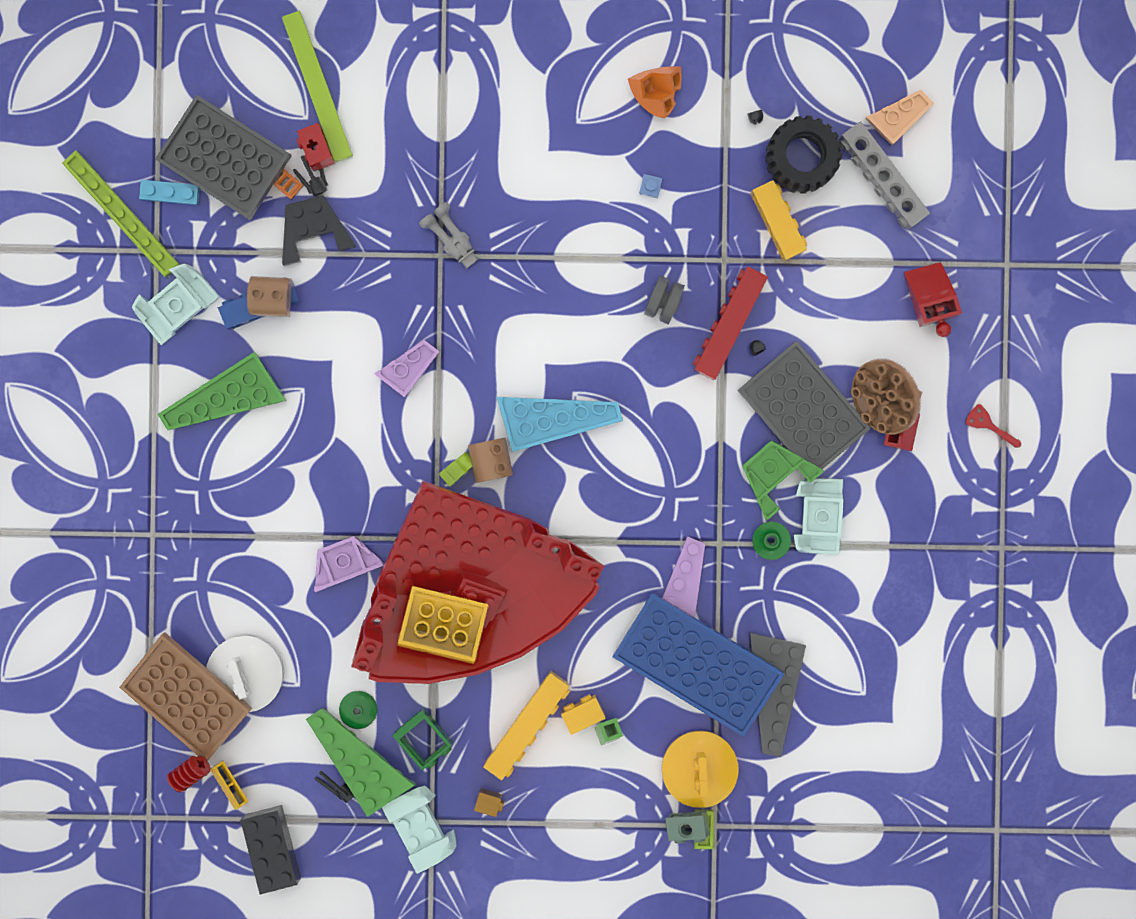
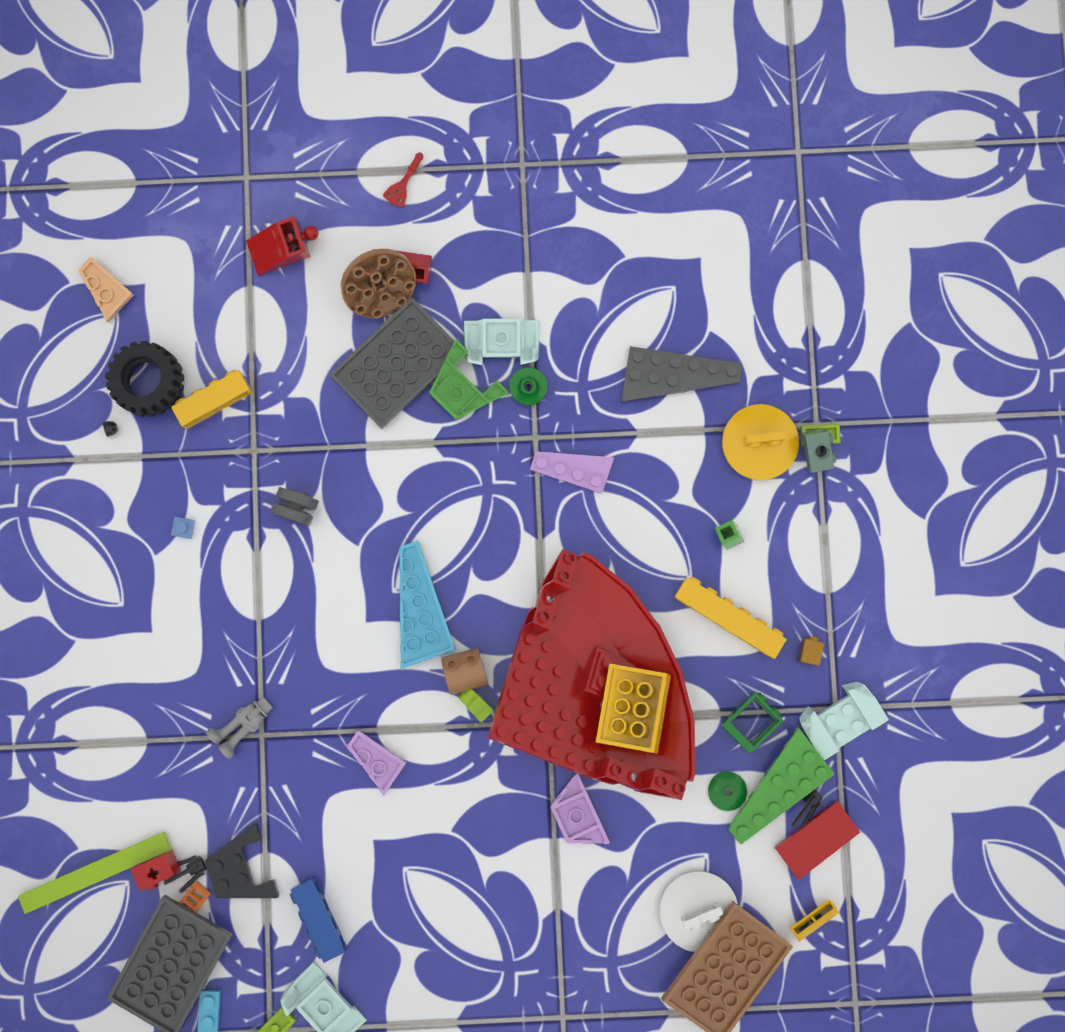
camera: 90 degrees left, 5 degrees down
(188, 773) = (805, 963): red piece -> none
(234, 391) = (410, 942): bright green wing -> none
(269, 296) = (309, 909): medium nougat brick -> none
(270, 849) = (877, 872): black brick -> none
(305, 794) = (817, 839): none -> red tile
(582, 714) = (714, 562): yellow brick -> none
(656, 89) = (86, 527): orange brick -> none
(698, 664) = (655, 450): blue plate -> none
(730, 323) = (316, 440): red brick -> none
(757, 347) = (338, 412): black hinge -> none
(883, 164) = (153, 300): light grey brick -> none

